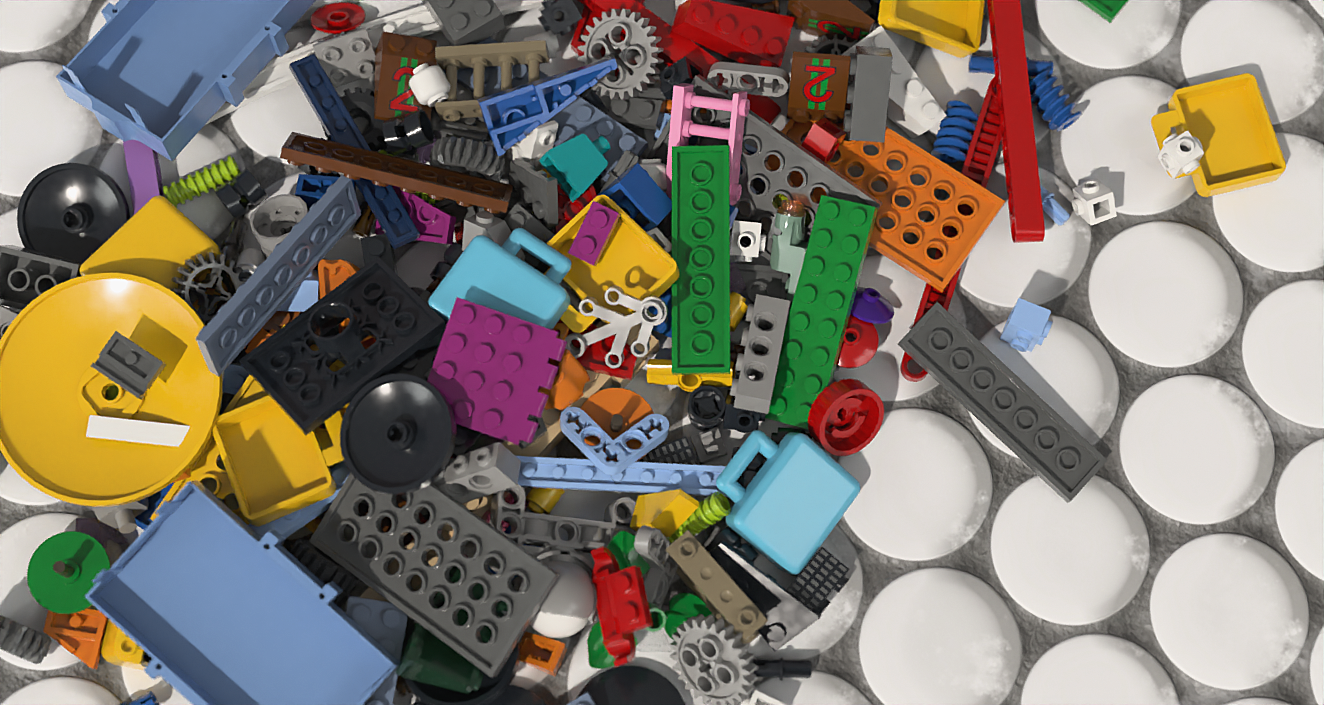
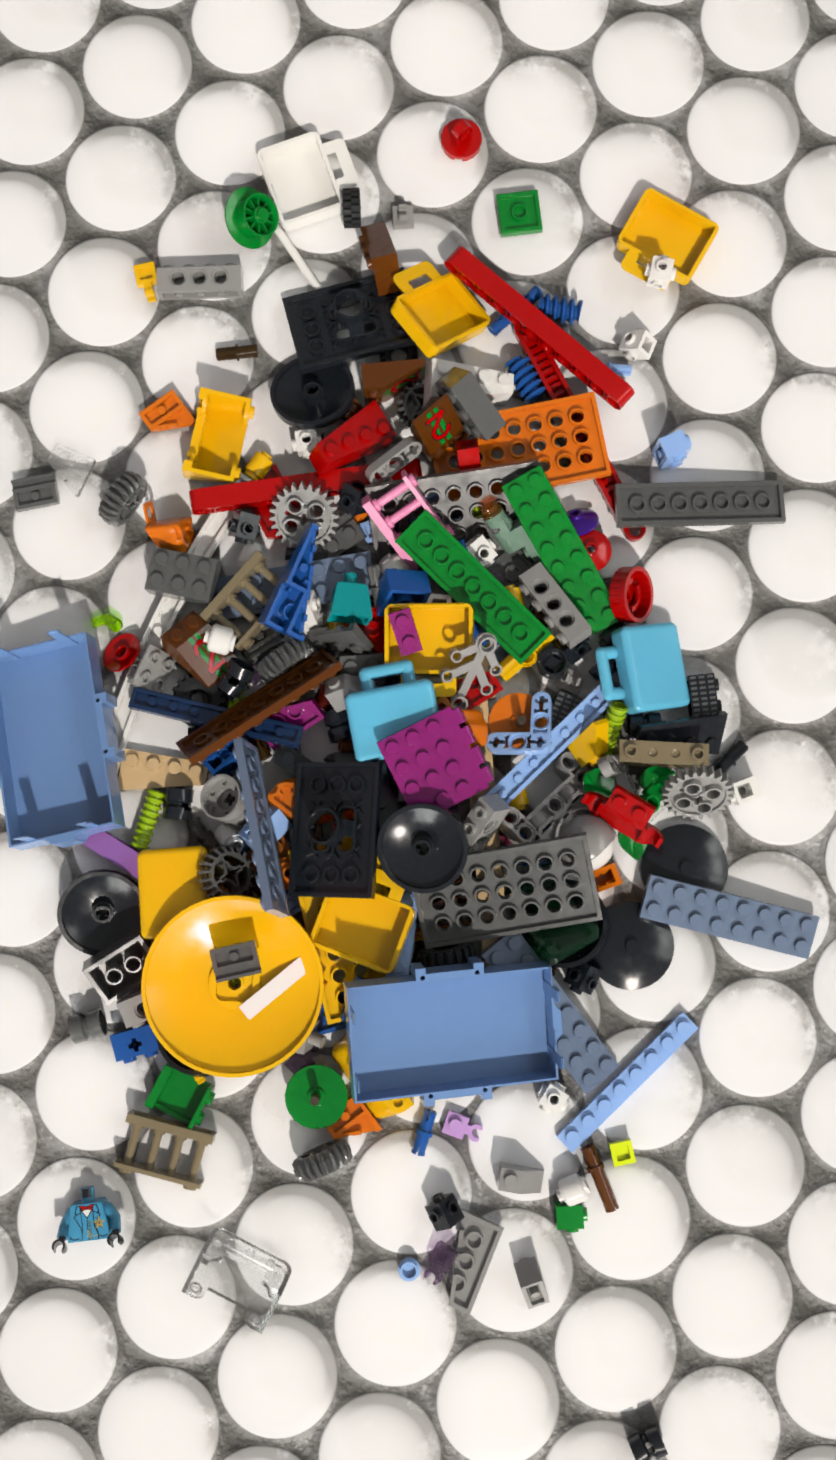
camera: 45 degrees left, 10 degrees up
(254, 148) = (151, 770): none -> tan wing

